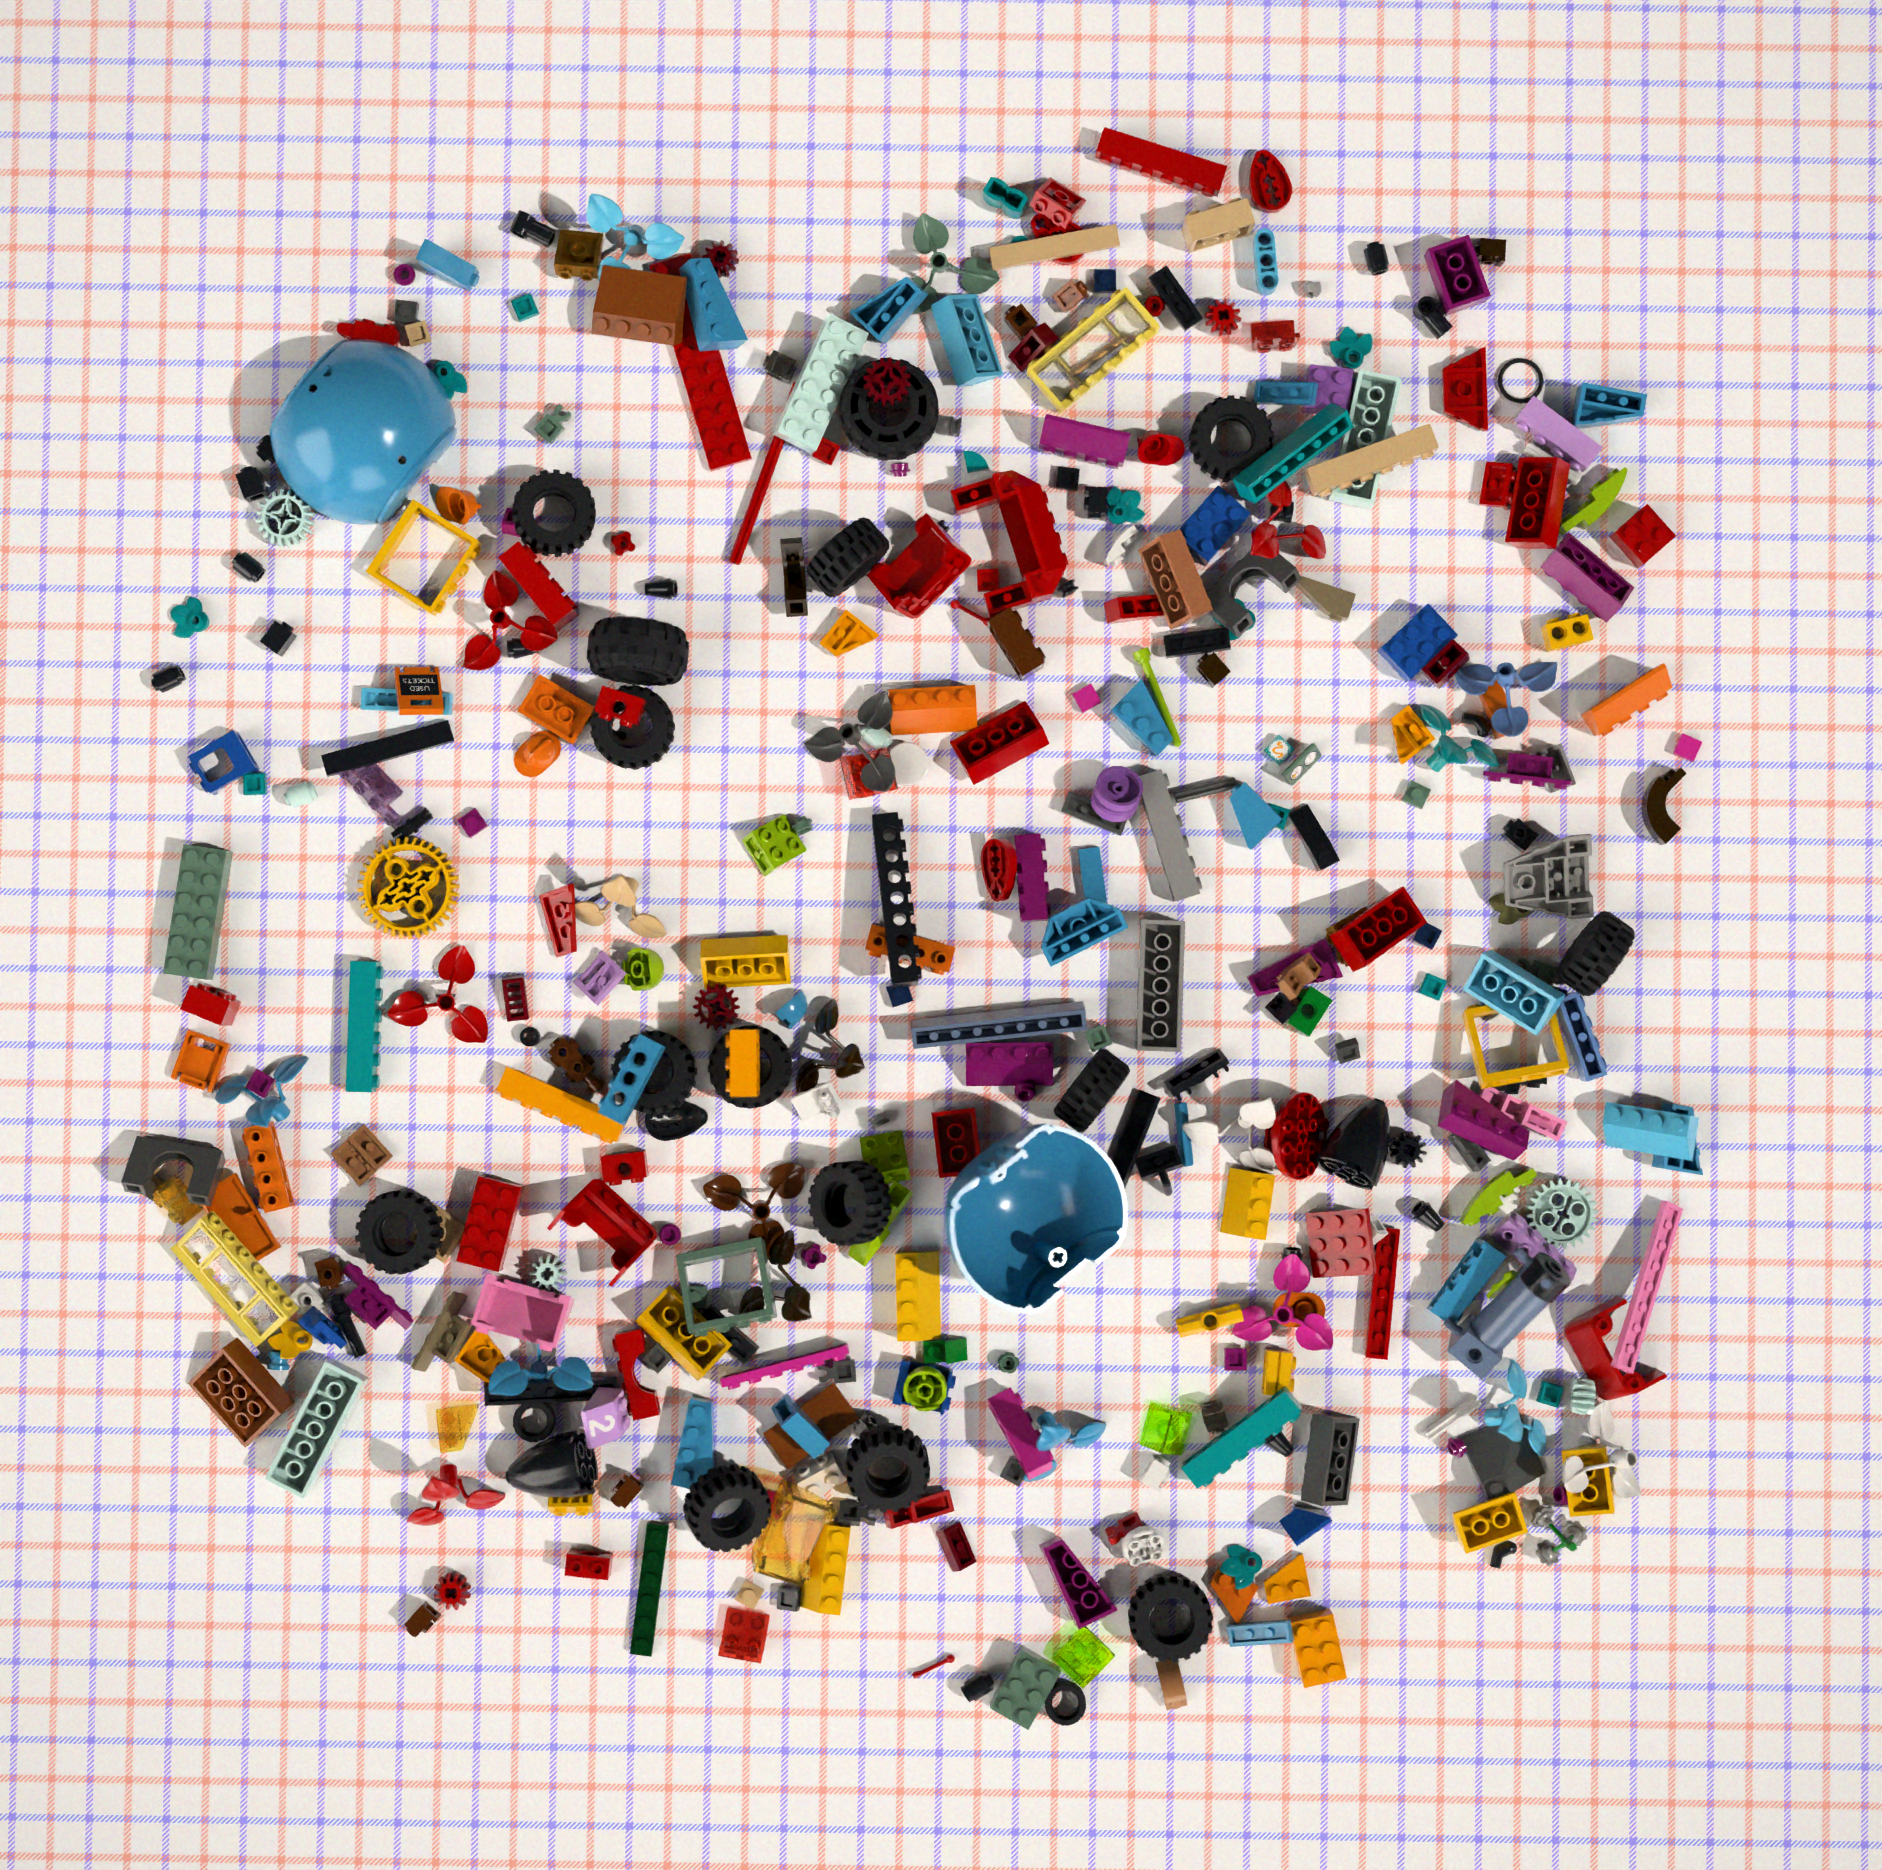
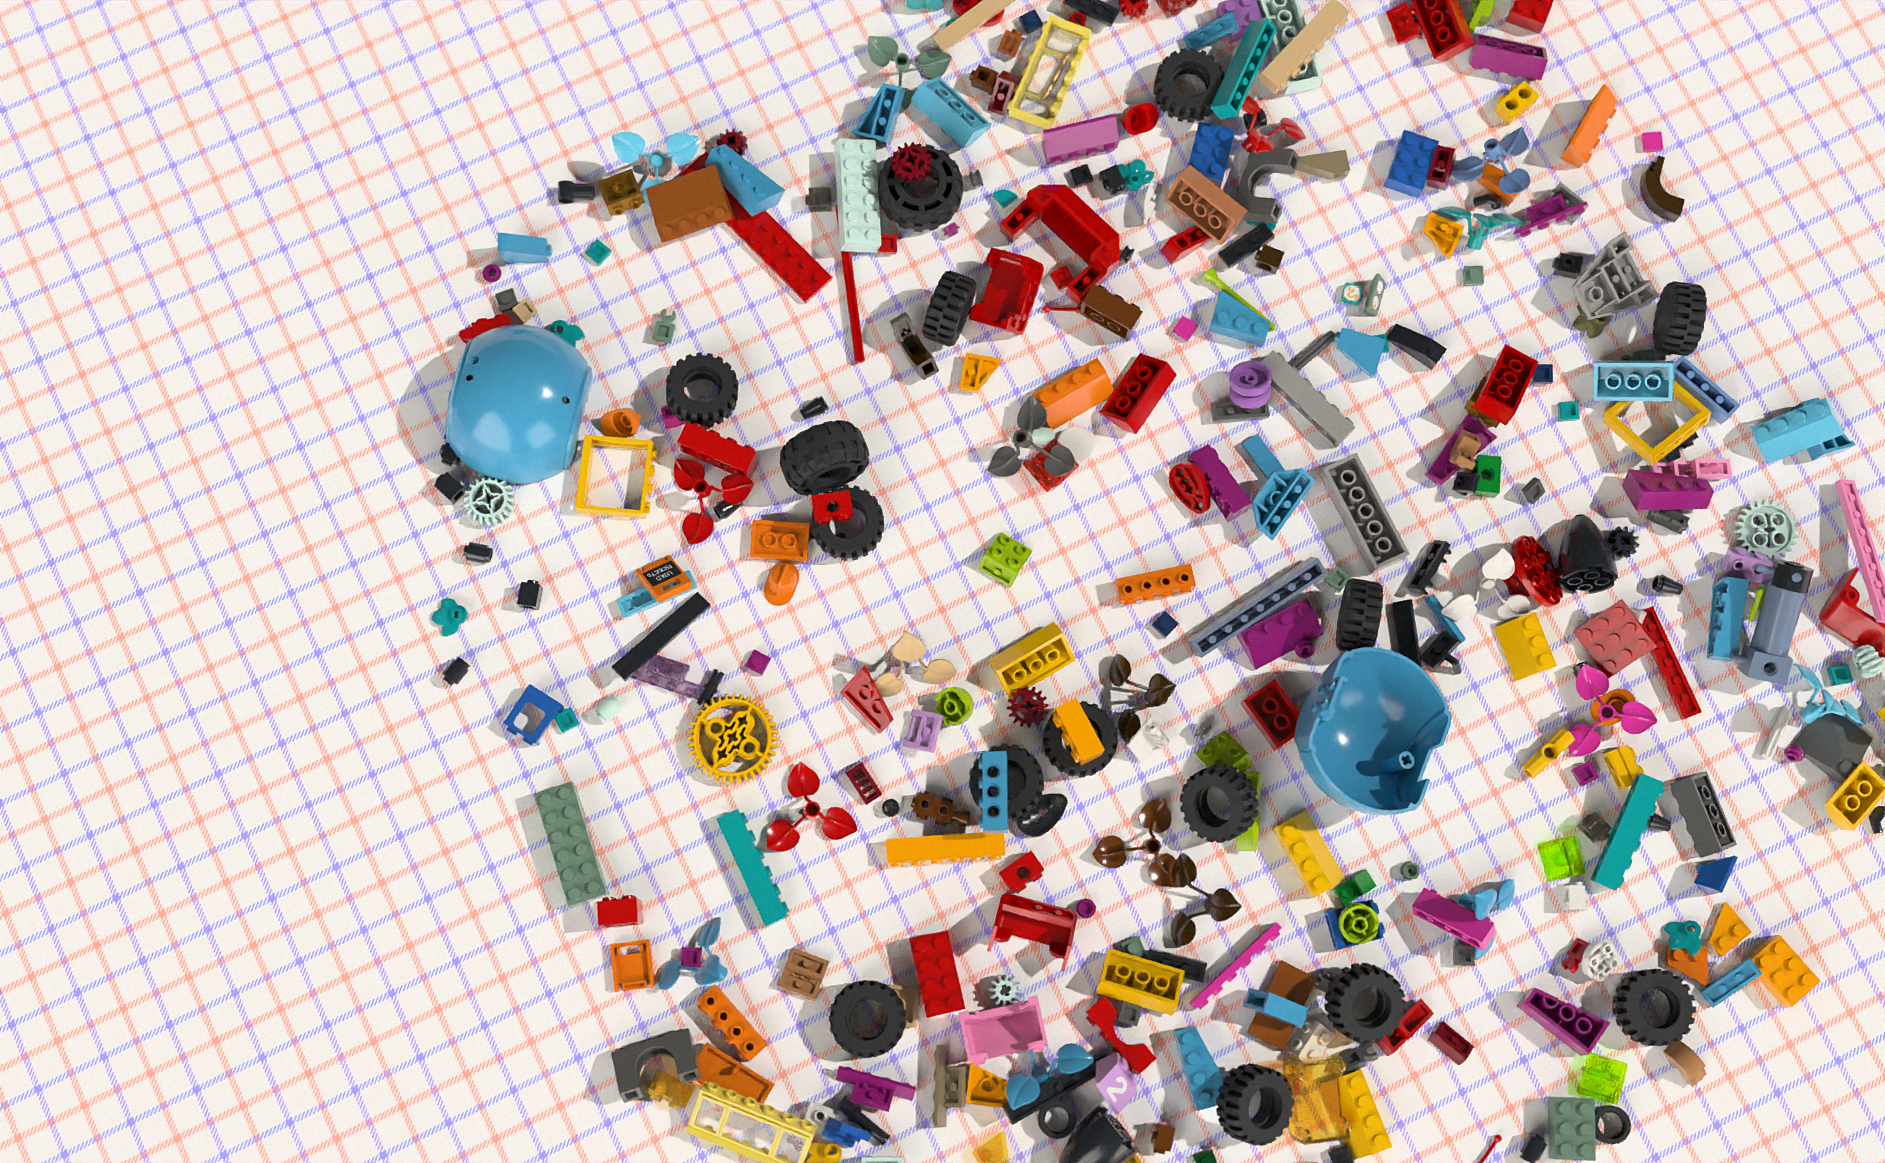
camera: 30 degrees left, 10 degrees down
(331, 1264) = (820, 1078): reddish brown brick -> none
(625, 537) = (765, 394): red plate -> none
(720, 1252) = (1138, 898): sand green window -> none
(793, 1010) = (1089, 680): dark azure brick -> none
(802, 825) = (1019, 533): sand green plate -> none
(812, 1262) = (1208, 860): magenta plate -> none
(842, 1371) = (1282, 947): dark grey plate -> none
(899, 975) = (1160, 603): black brick -> none
(1488, 1199) = (1705, 543): lime slope -> none

